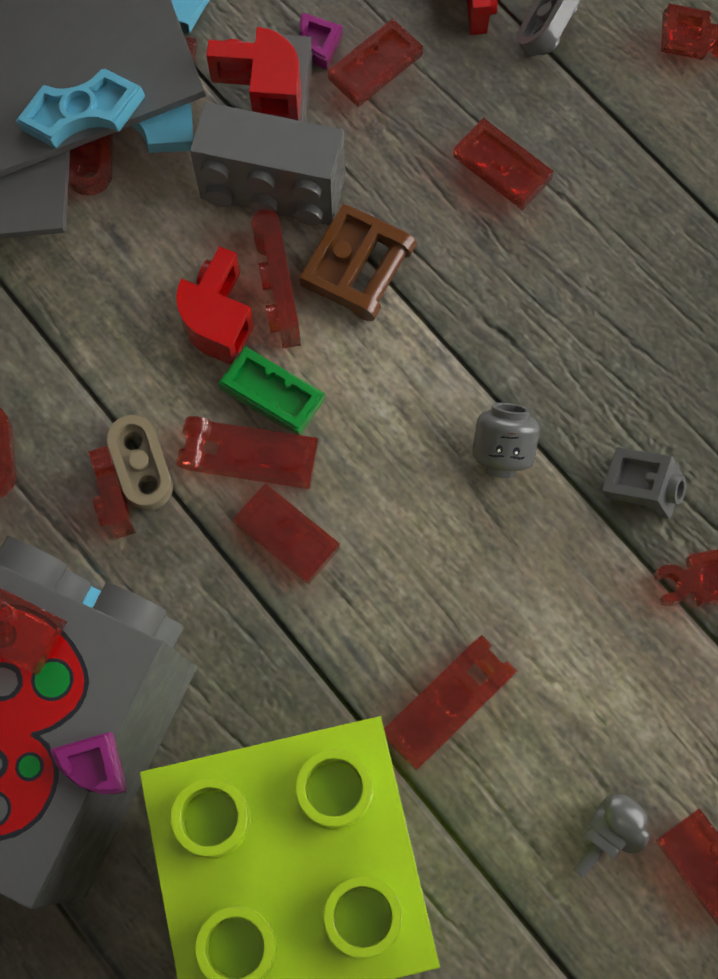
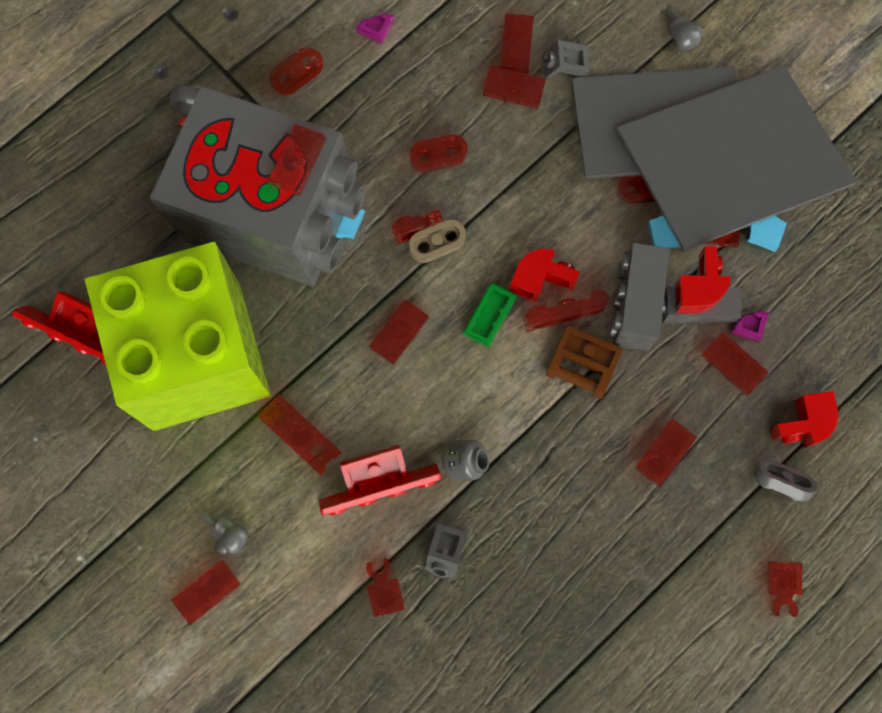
camera: 85 degrees right, 5 degrees up
(92, 764) = (221, 219): magenta tile -> none
(100, 102) = (670, 185): medium azure tile -> none
(249, 453) = (449, 306): clear red plate -> none
(530, 580) = (375, 477): none -> red bracket

